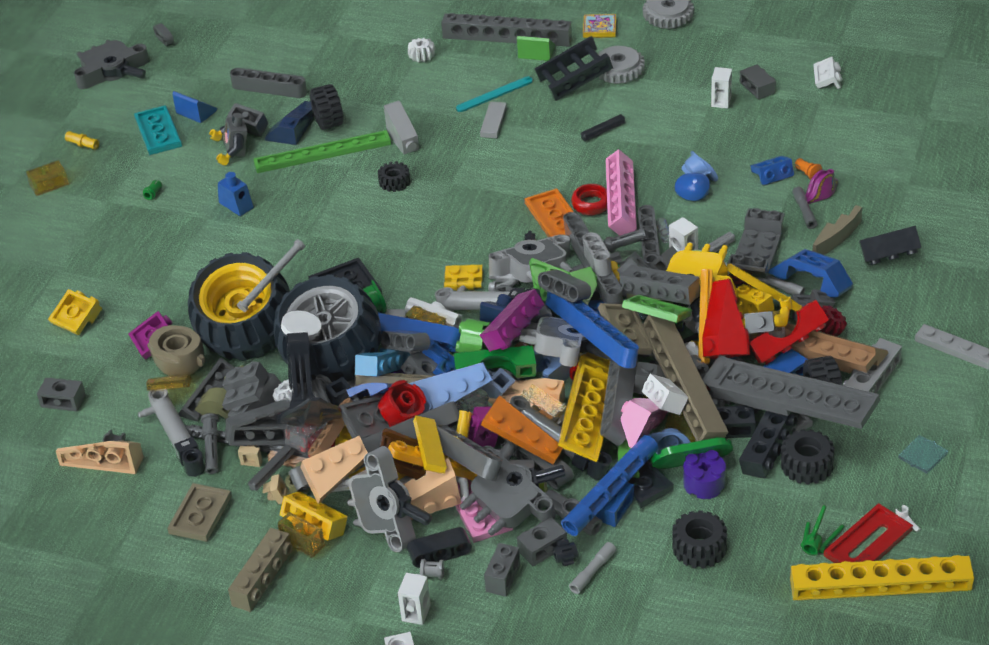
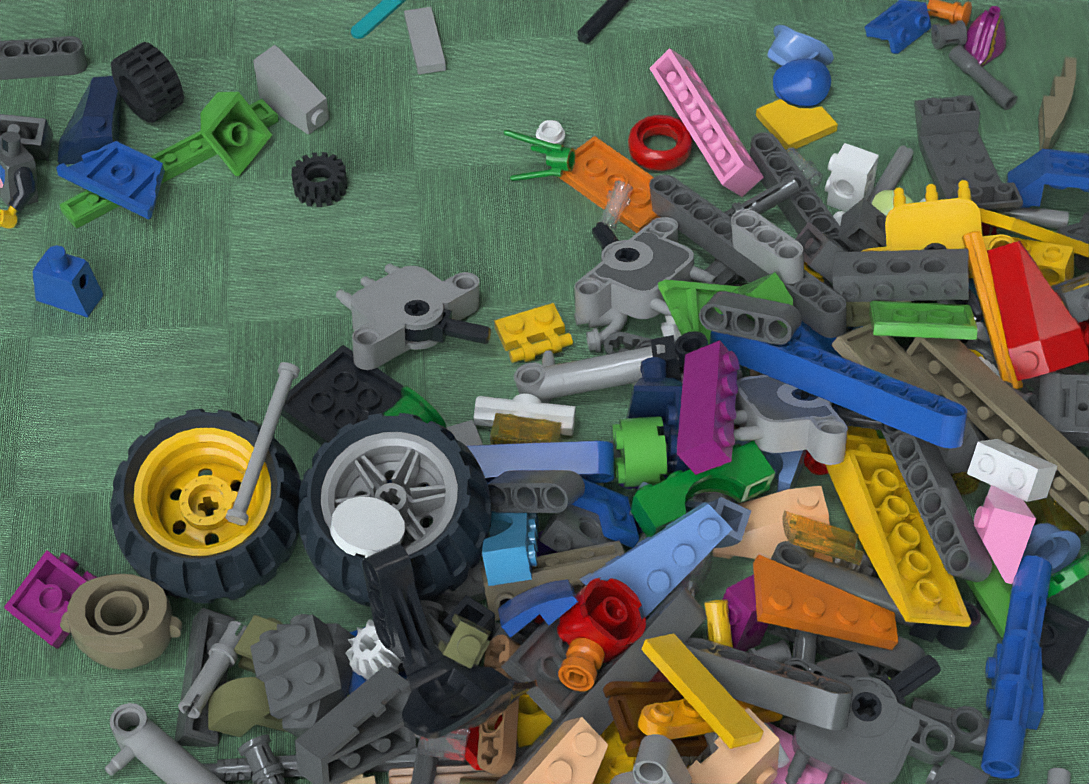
camera: 25 degrees left, 10 degrees up
(169, 382) = (134, 688): clear yellow slope -> none
(215, 381) = (220, 658): none -> light grey pin
(288, 150) = (118, 176): none -> blue wing
(328, 392) = (466, 643): none -> olive window
(359, 141) = (233, 130): none -> bright green slope
(379, 419) = (581, 664): none -> orange wheel
(401, 250) = (410, 312): none -> light grey piece
(526, 193) = (557, 157): none -> green plant
(533, 182) = (551, 132): none -> white plate
(544, 223) = (617, 200): none -> clear pin
(675, 208) = (795, 125): none -> yellow tile
(798, 180) = (948, 34): none -> dark grey bush

